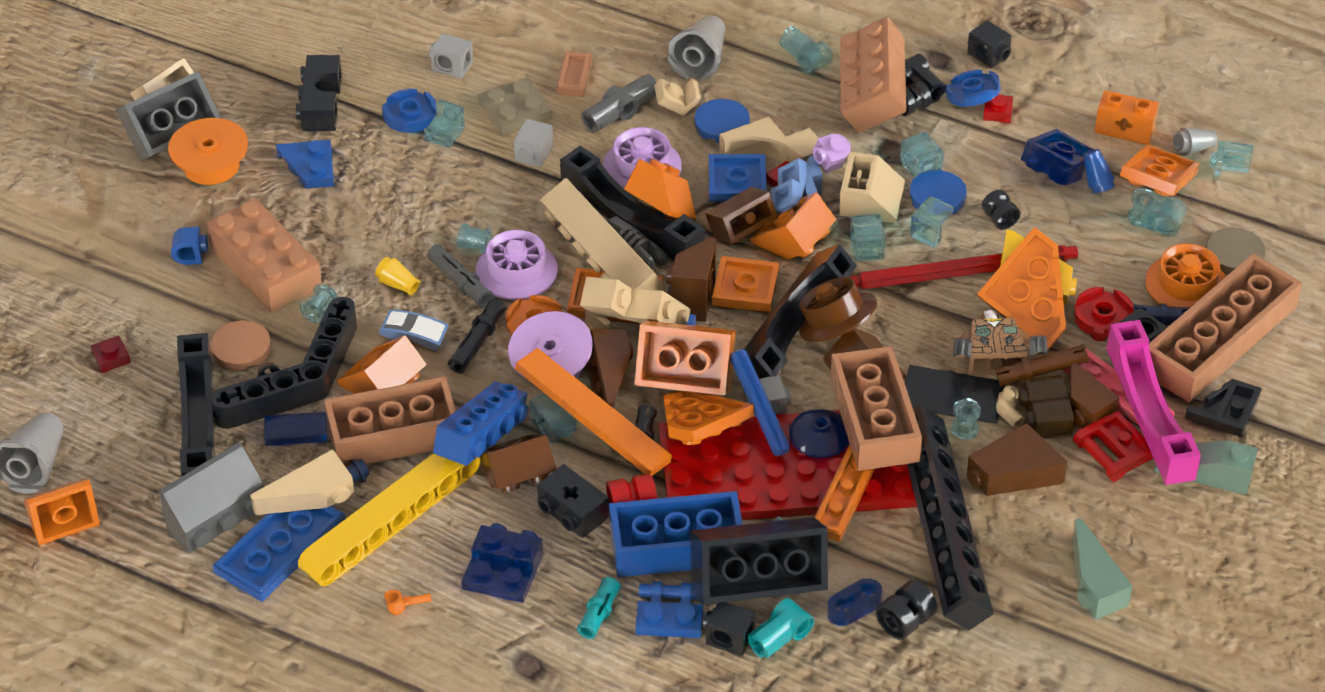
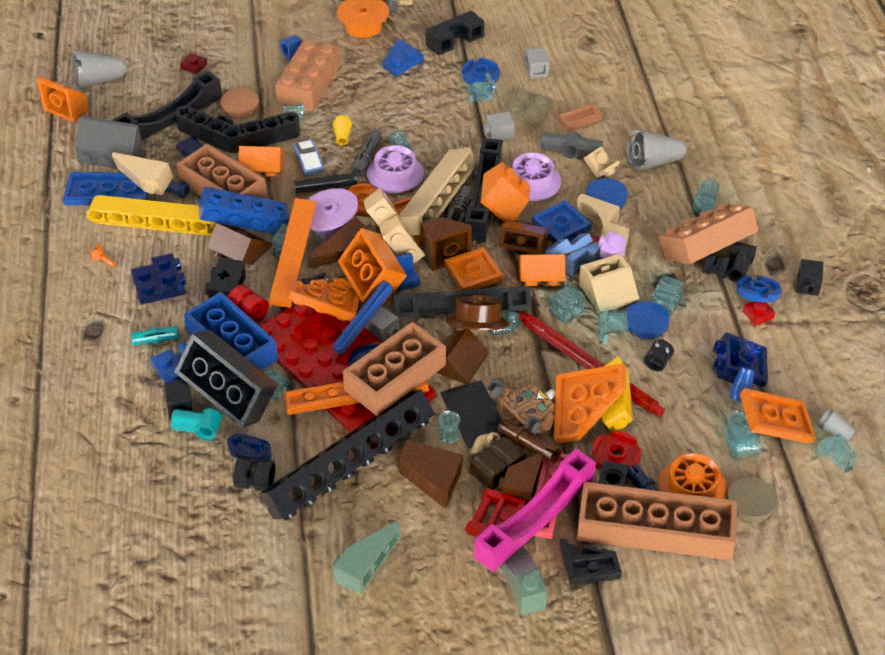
camera: 55 degrees right, 0 degrees up
(1126, 117) = (815, 377): orange brick -> none

